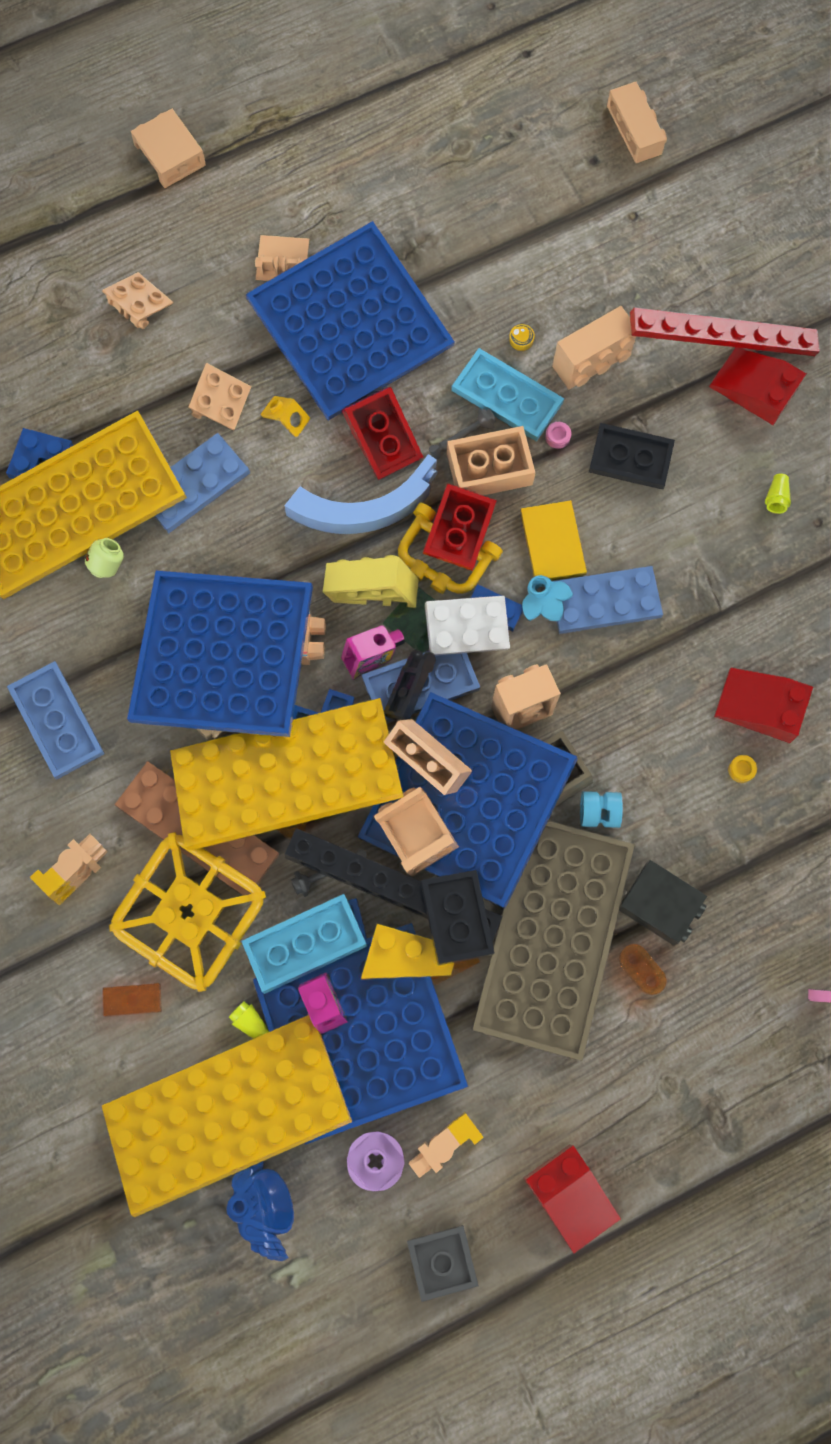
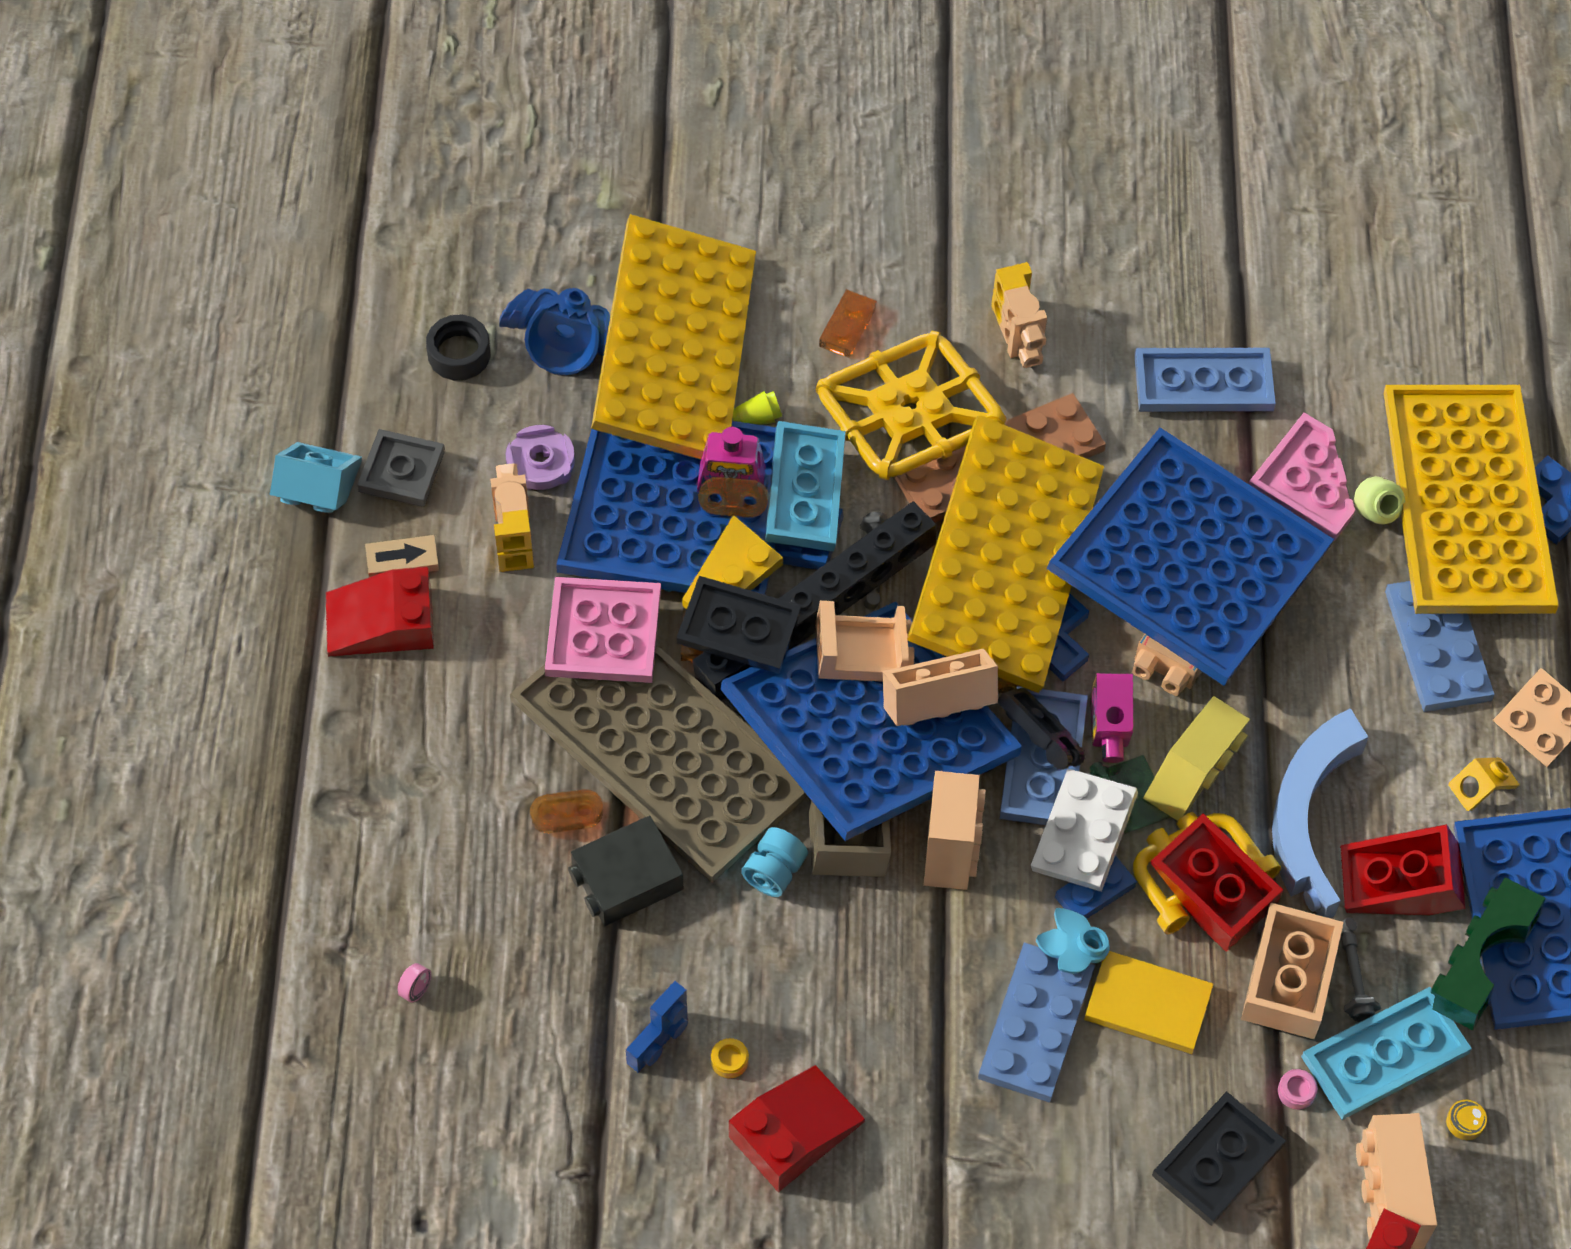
camera: 120 degrees right, 15 degrees down
(105, 616) = (1308, 477): none -> bright pink plate
(289, 1288) = (458, 326): none -> black tyre
(346, 987) = (733, 494): none -> clear orange plate
(446, 361) = (1507, 918): none -> dark green arch
(486, 1326) = (314, 476): none -> medium azure slope
(500, 1021) = (603, 630): none -> bright pink plate
(514, 1214) = (402, 554): none -> tan tile
(757, 814) = (667, 1020): none -> blue plate

